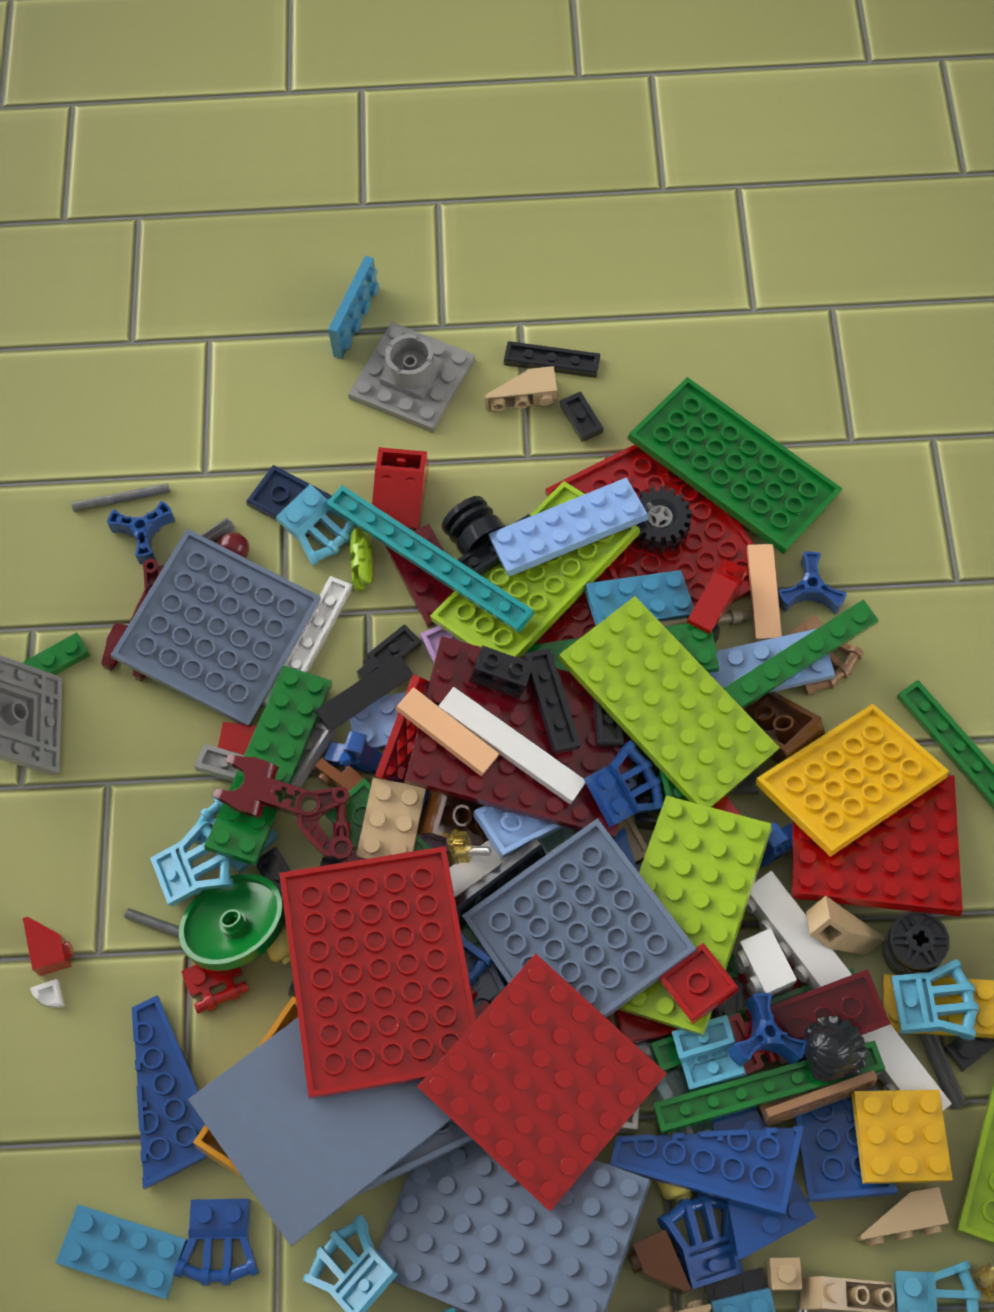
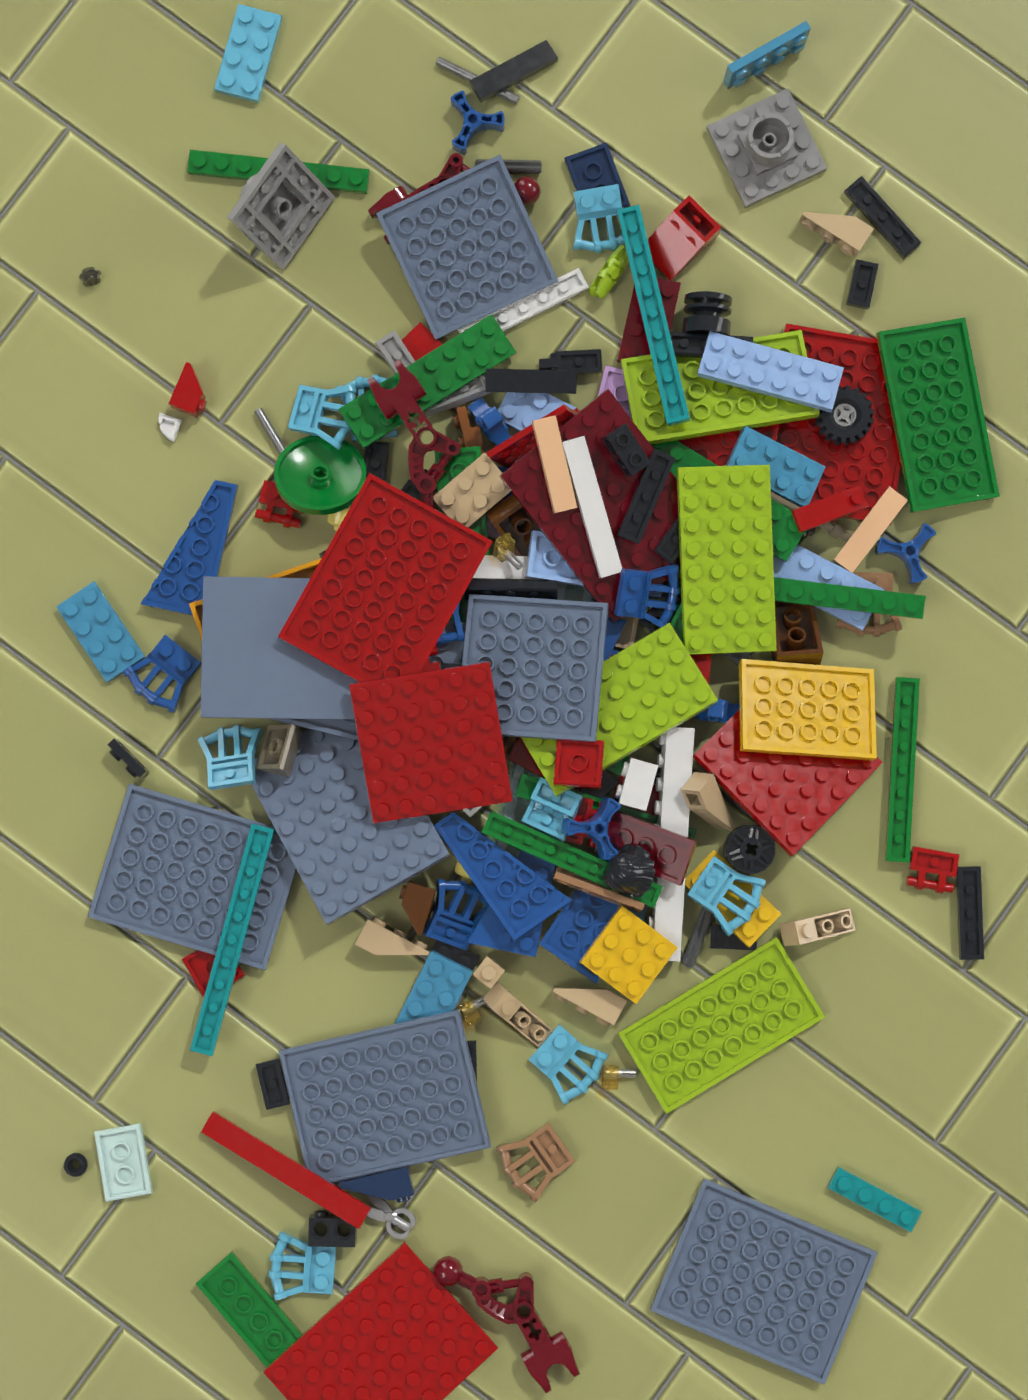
camera: 35 degrees right, 20 degrees up
(146, 467) = (513, 71): none -> black tile
(395, 1219) = (279, 749): none -> dark tan slope

